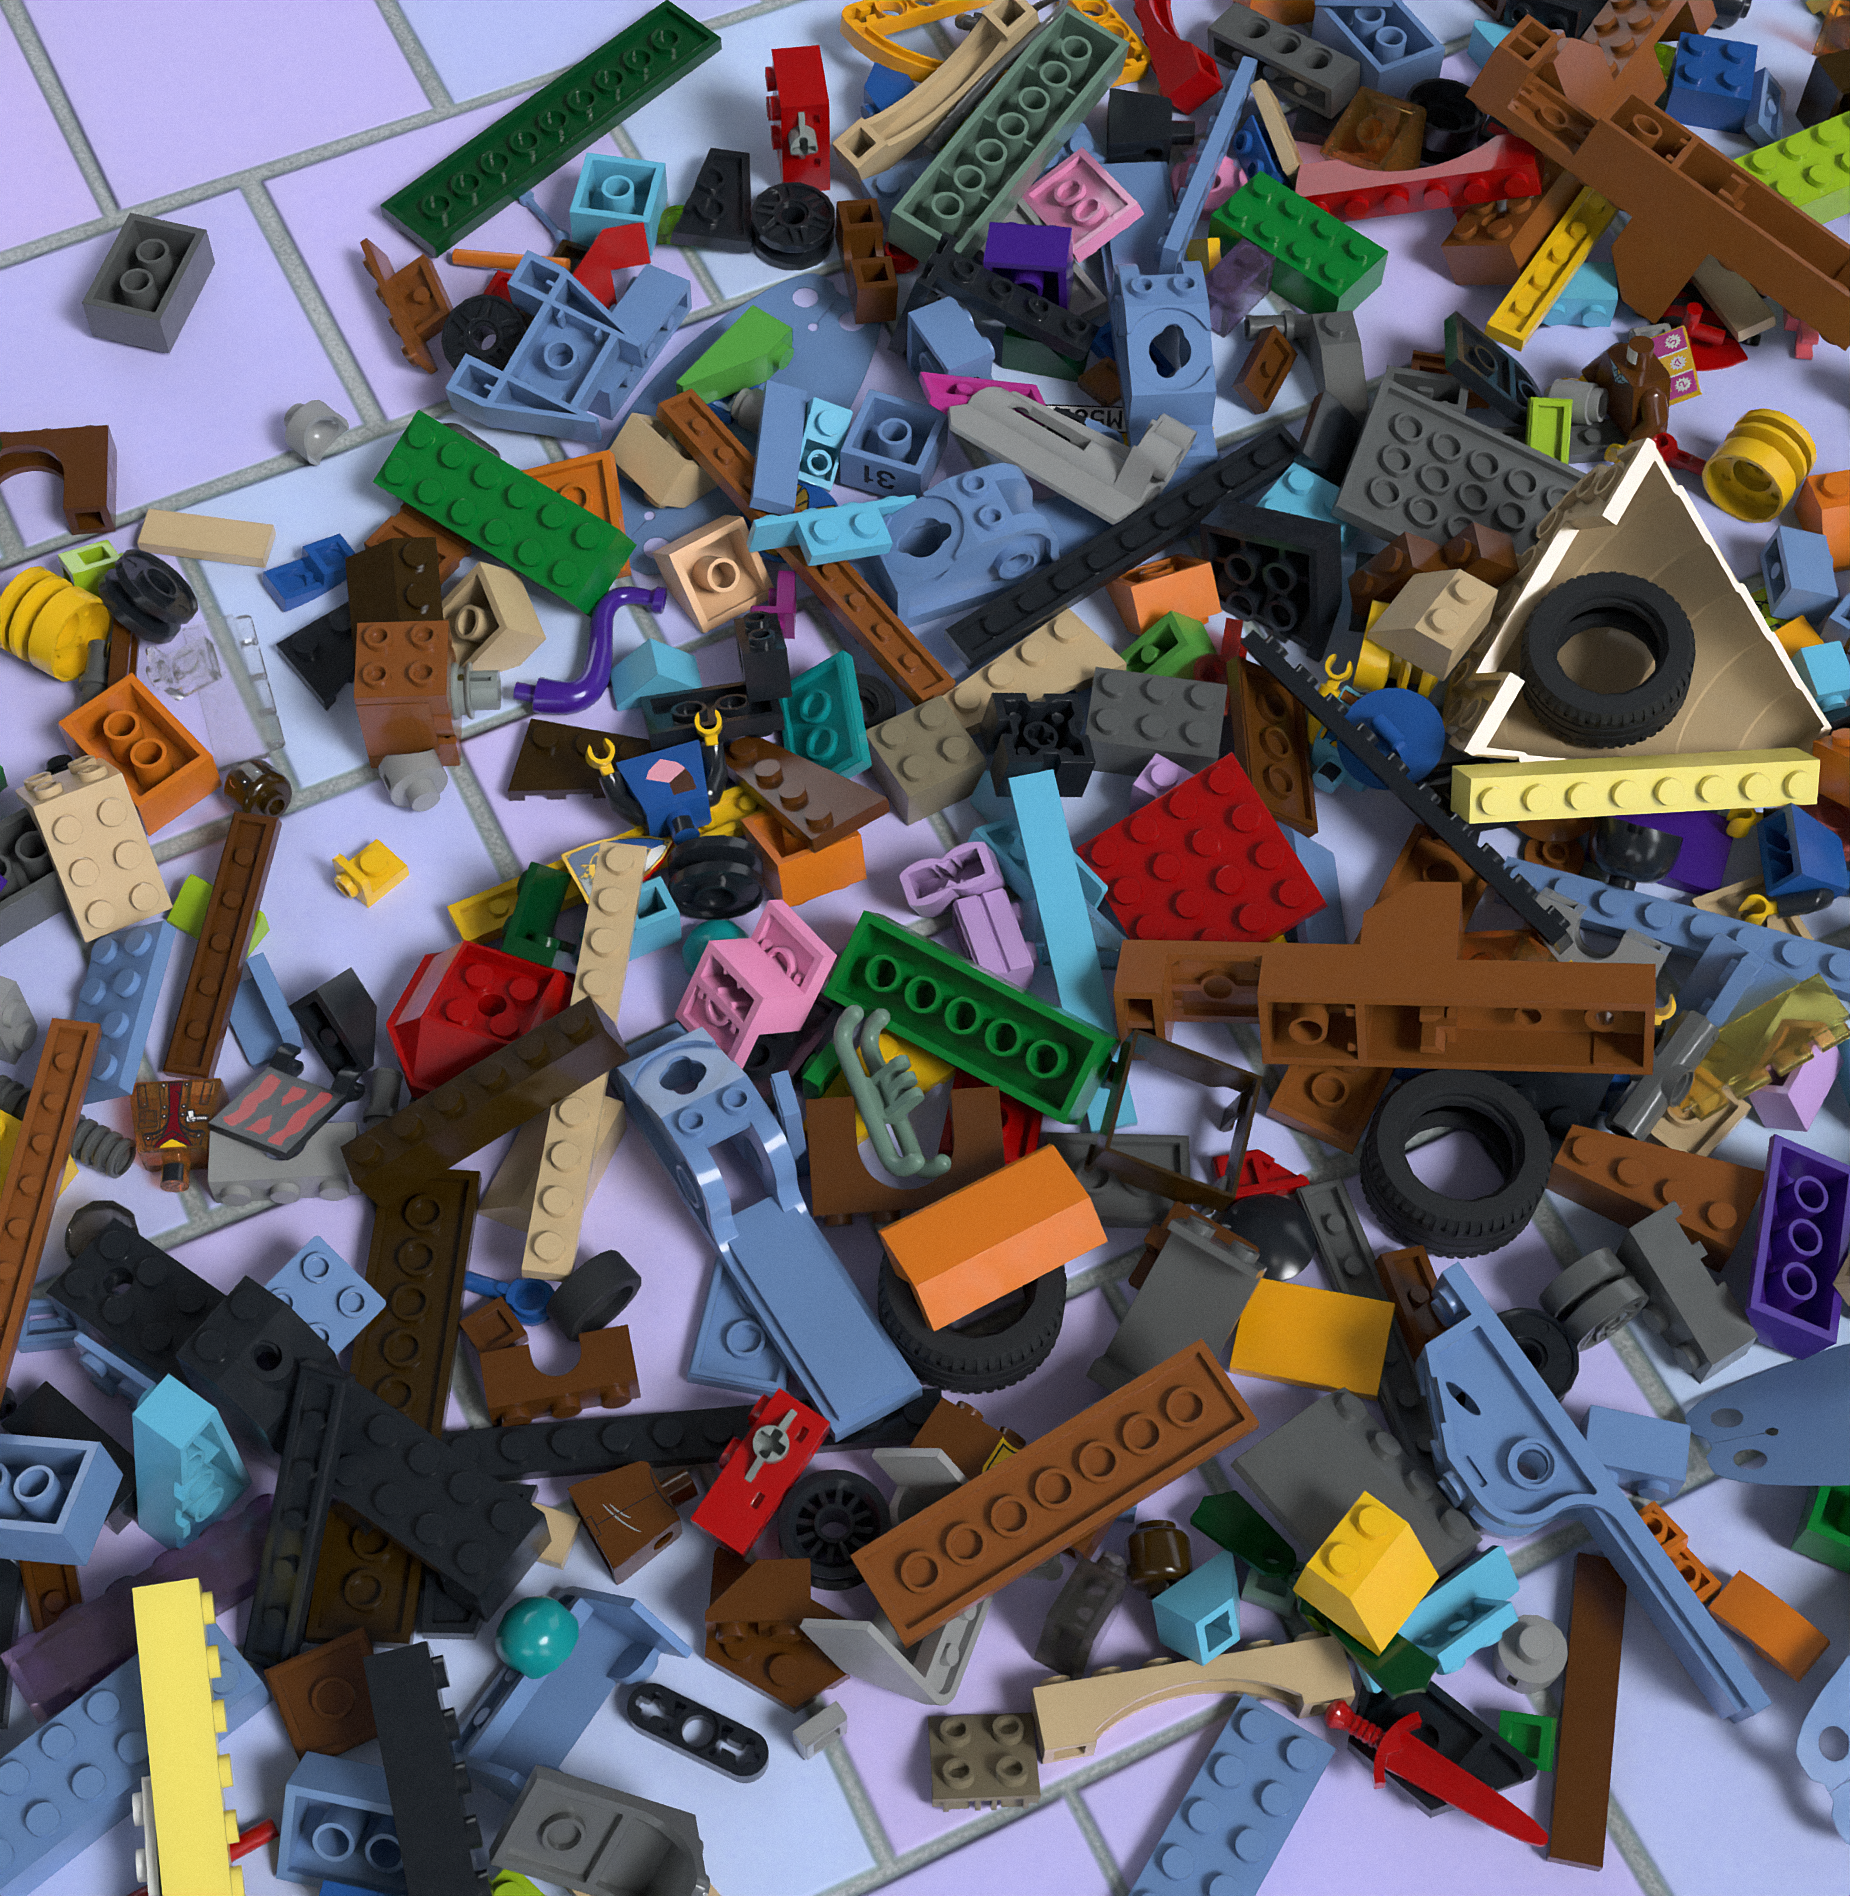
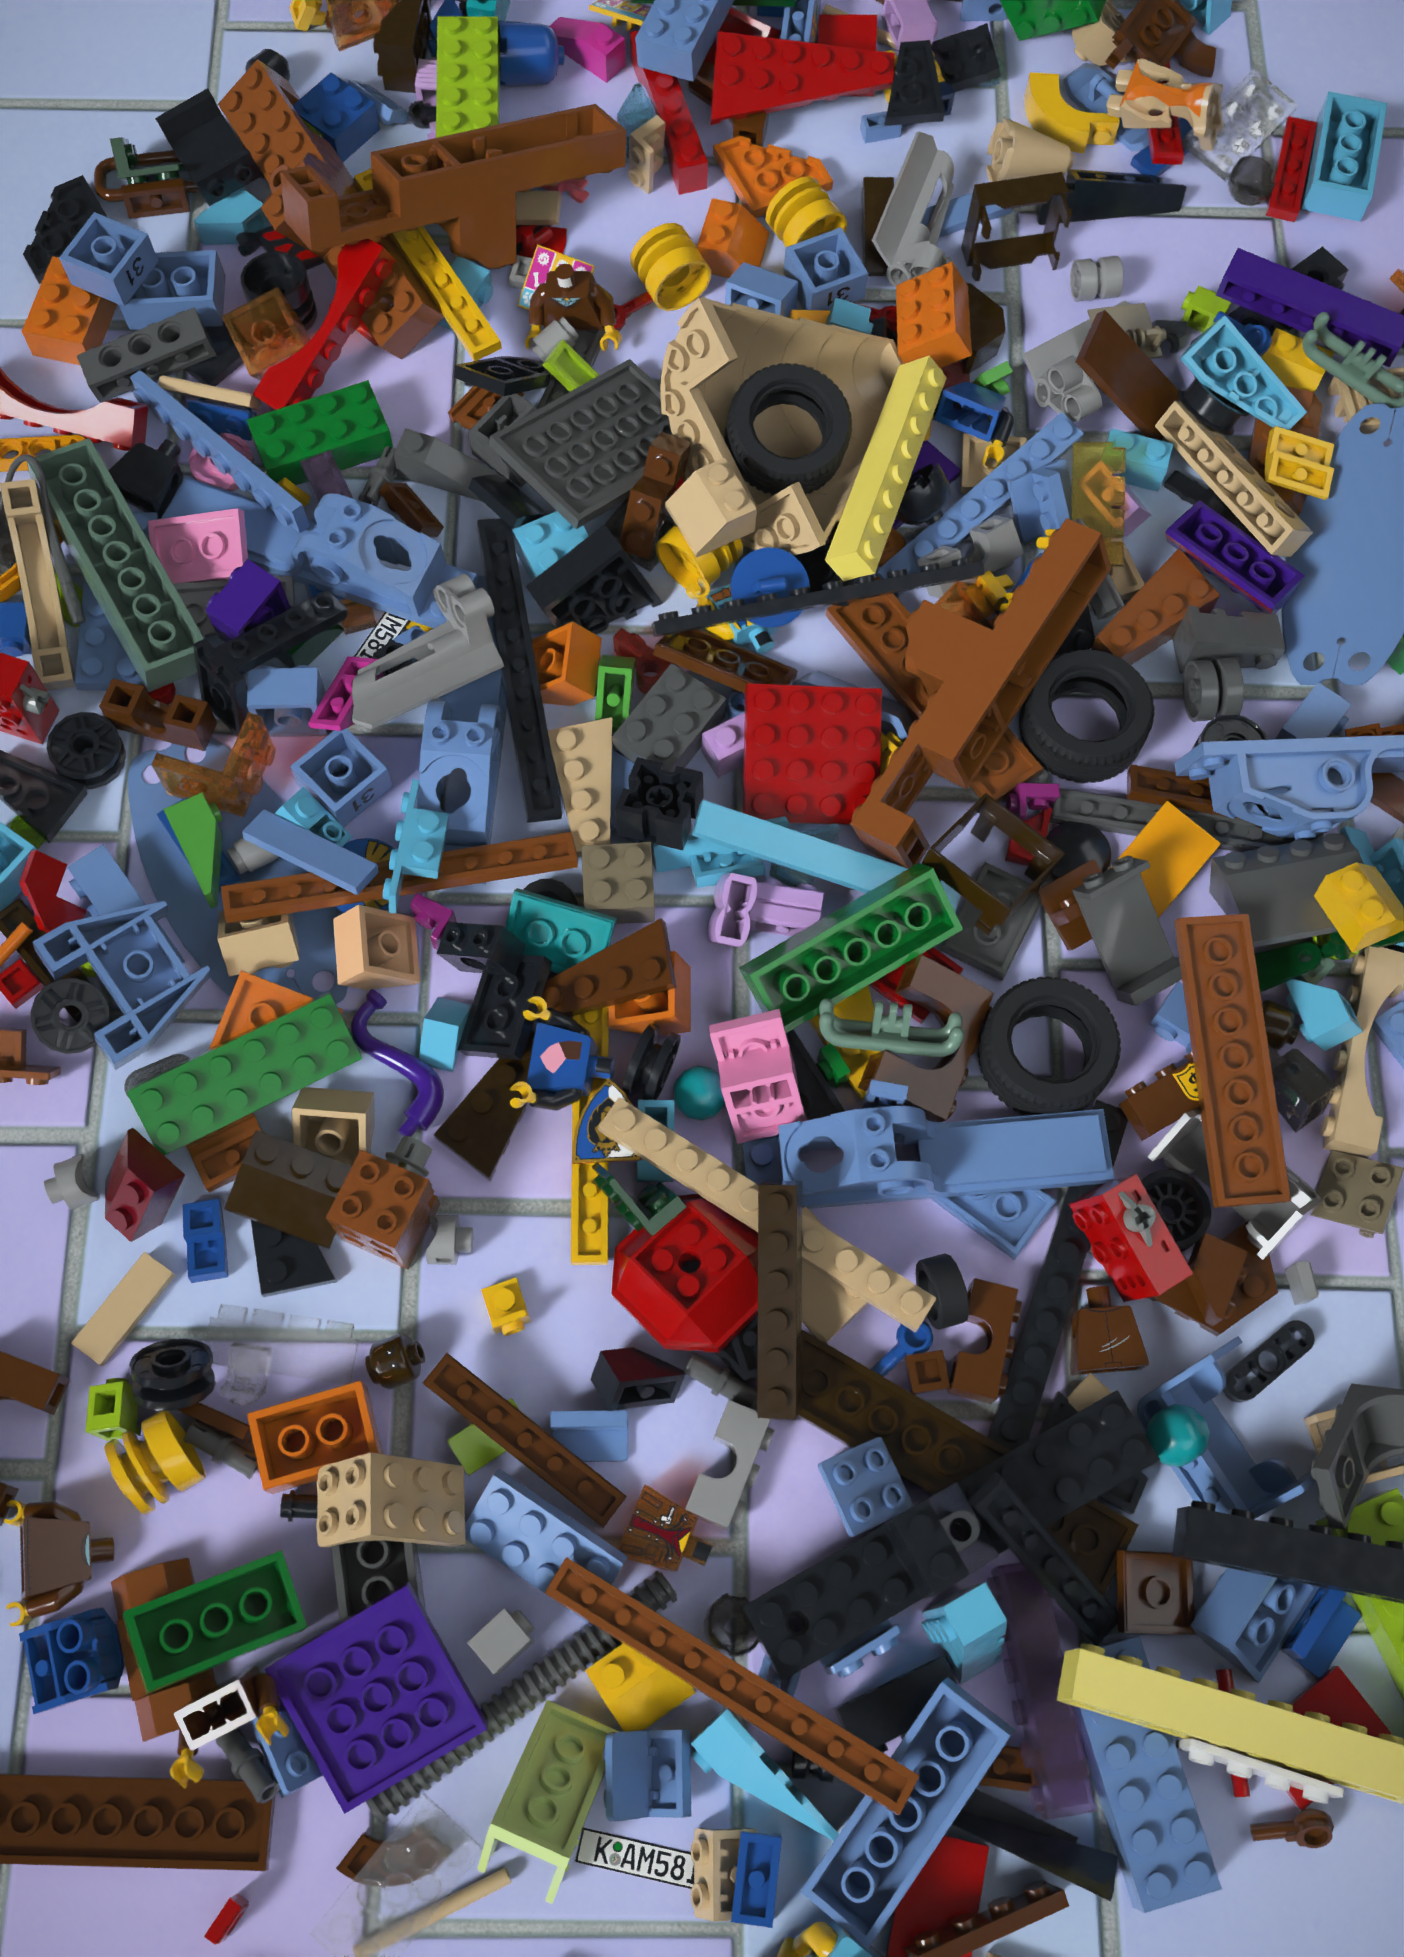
camera: 65 degrees left, 10 degrees up
(284, 1111) = (691, 1451): black flag -> none
(330, 481) = (139, 1187): none -> dark red slope
(828, 350) = (236, 783): none -> clear orange bracket
(993, 1236) = (1040, 1010): orange slope -> none
(1309, 1153) = (1034, 795): none -> magenta bracket

